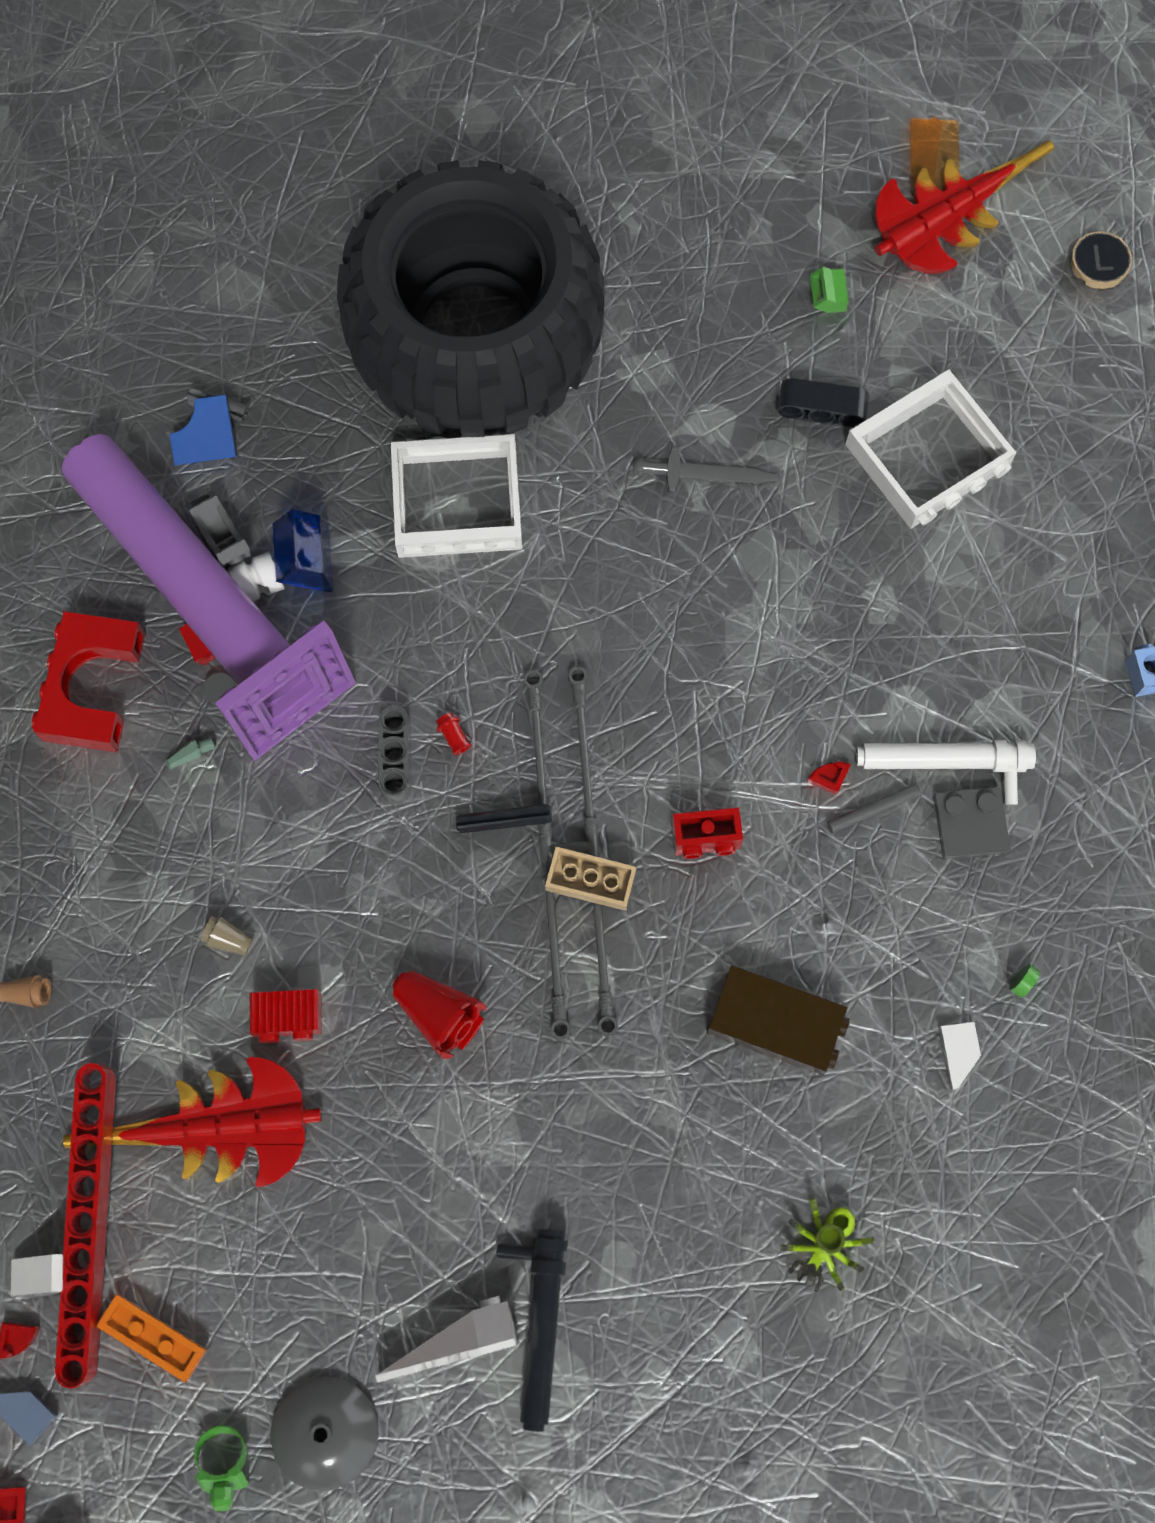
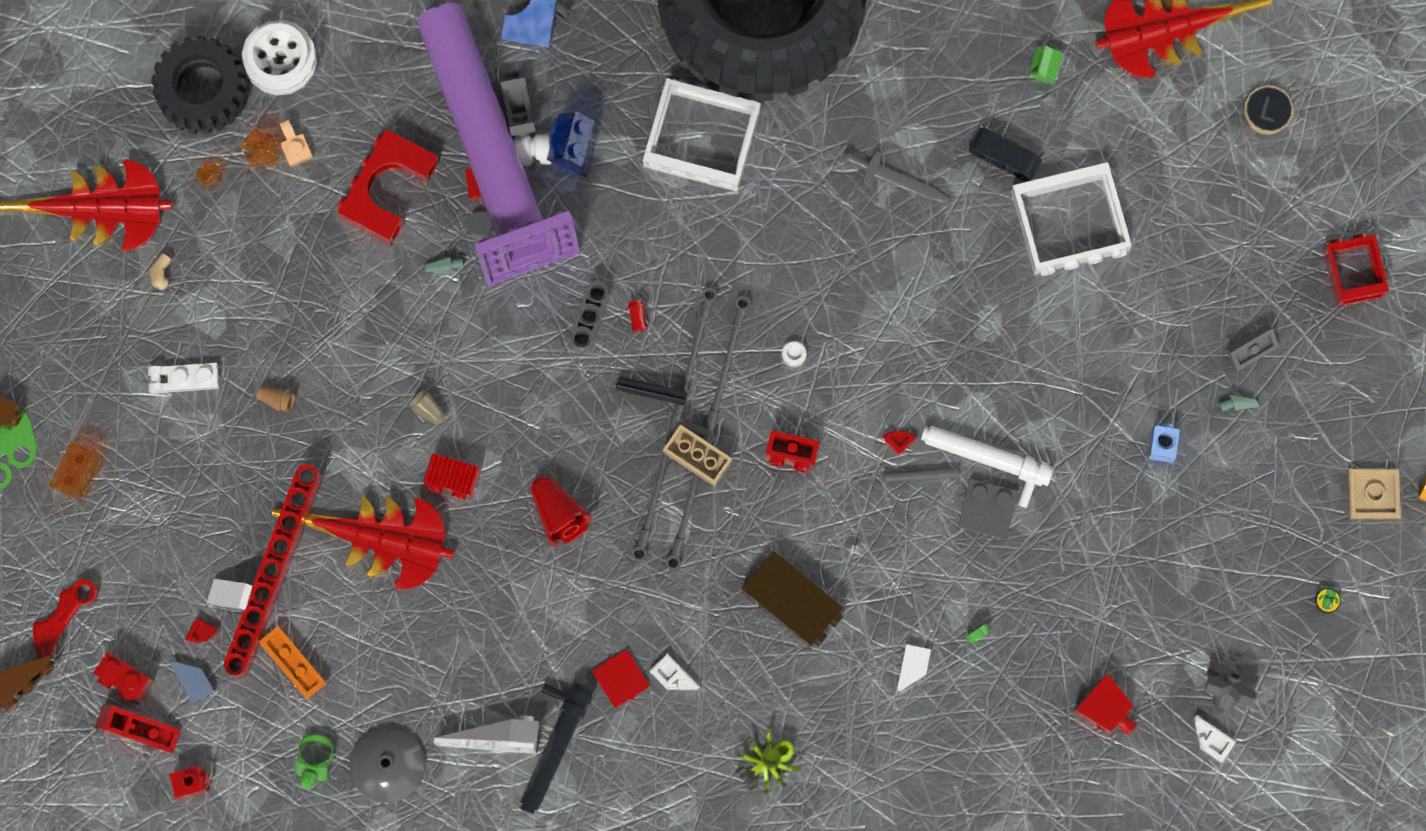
camera: 20 degrees right, 5 degrees up
(594, 1202) = (620, 679): none -> red piece
(660, 1173) = (672, 675): none -> white tile
(662, 715) = (794, 354): none -> white tile

